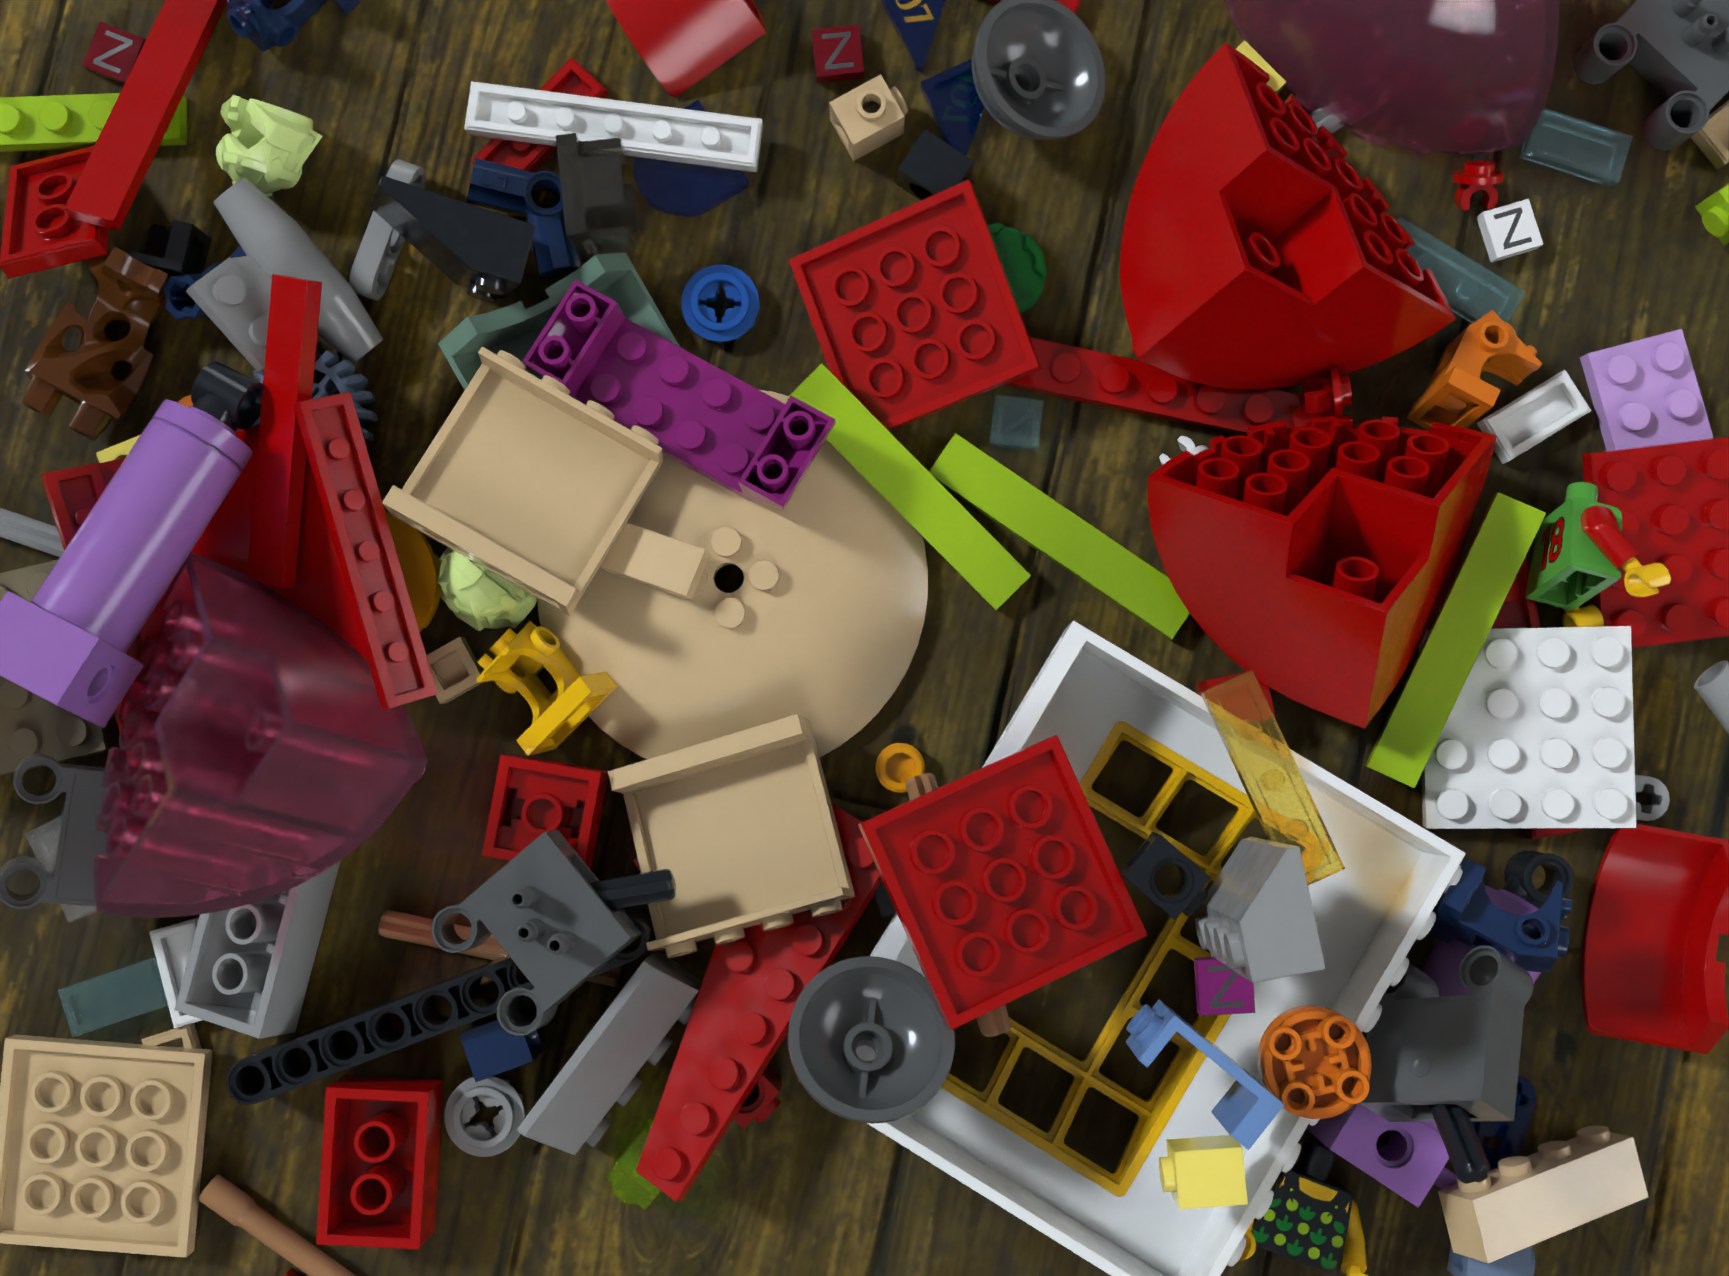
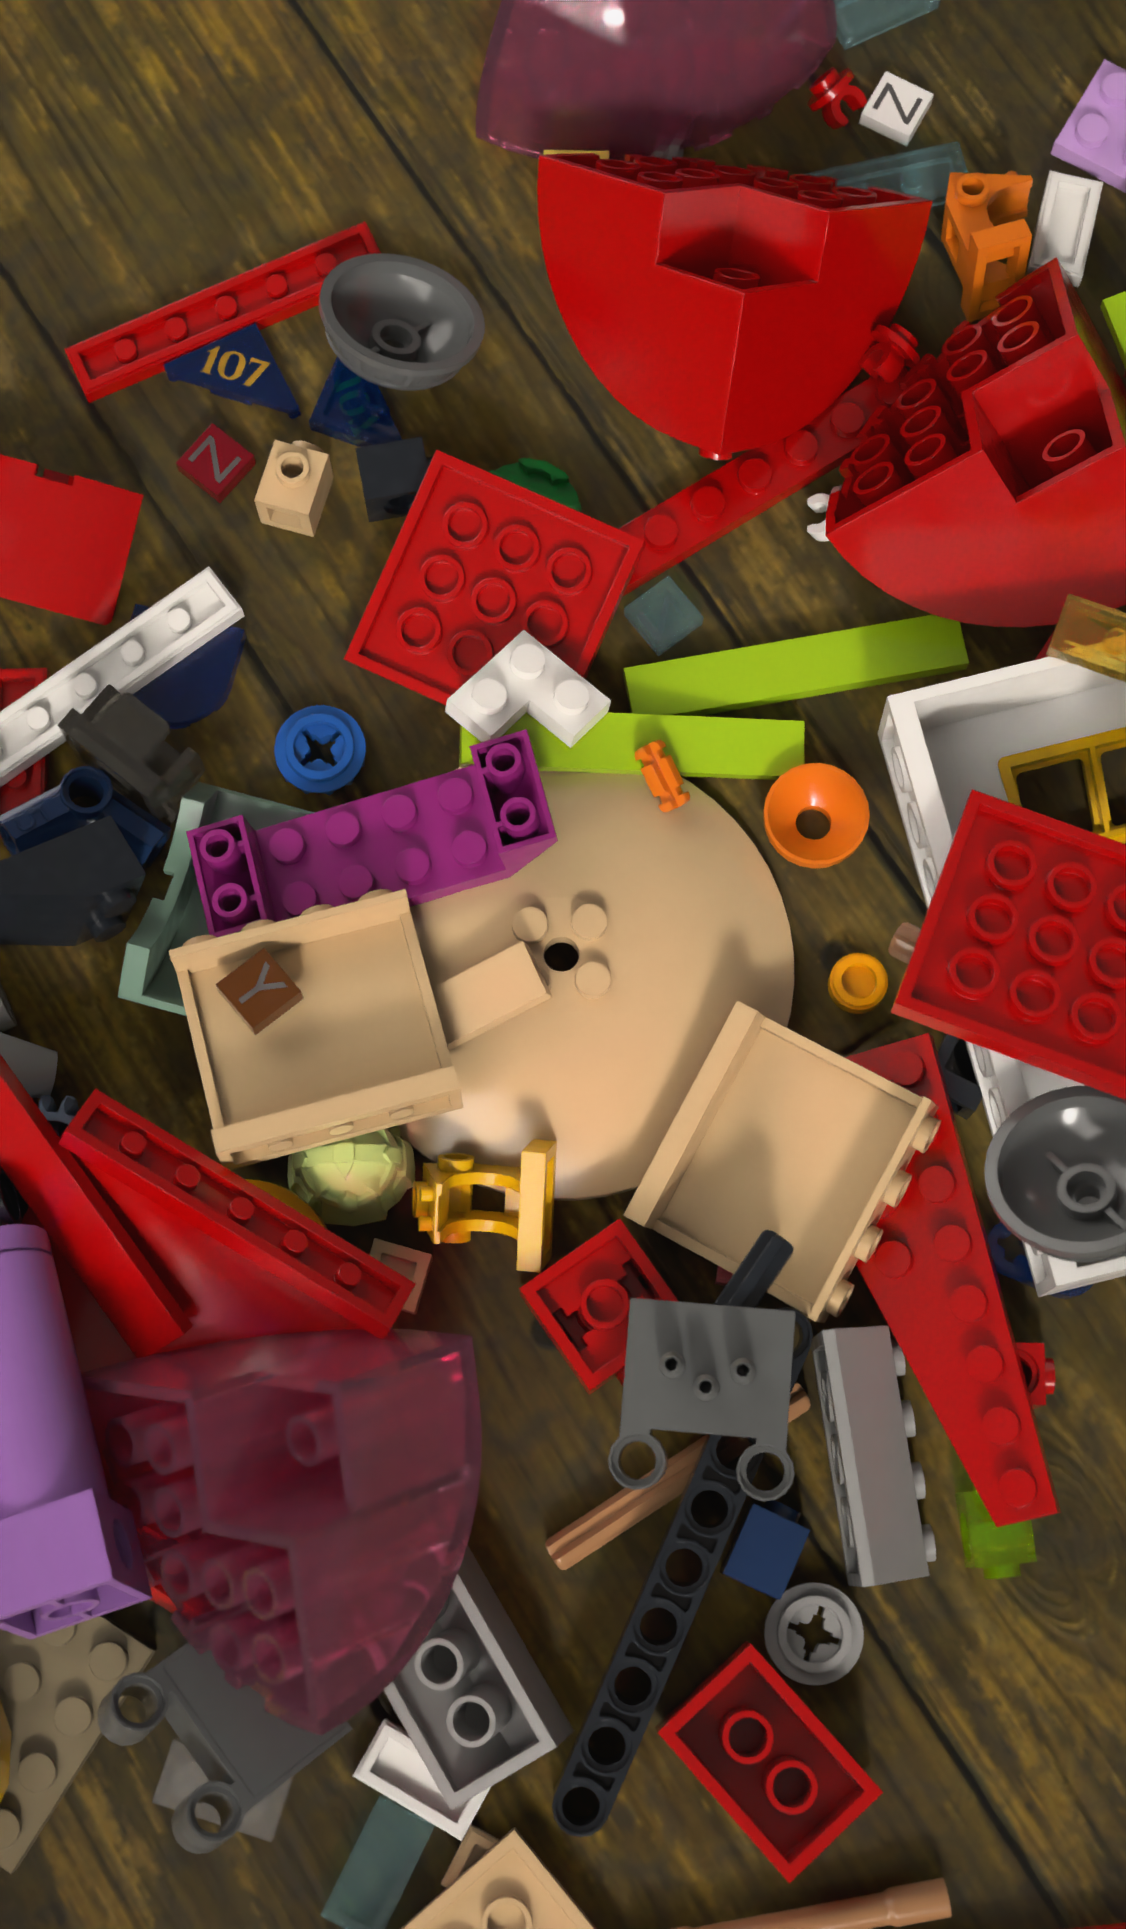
camera: 45 degrees left, 10 degrees down
(514, 425) = (259, 991): none -> reddish brown tile
(874, 382) = (531, 681): none -> white plate
(903, 526) = (662, 776): none -> orange piece
(1002, 638) = (819, 789): none -> orange piece

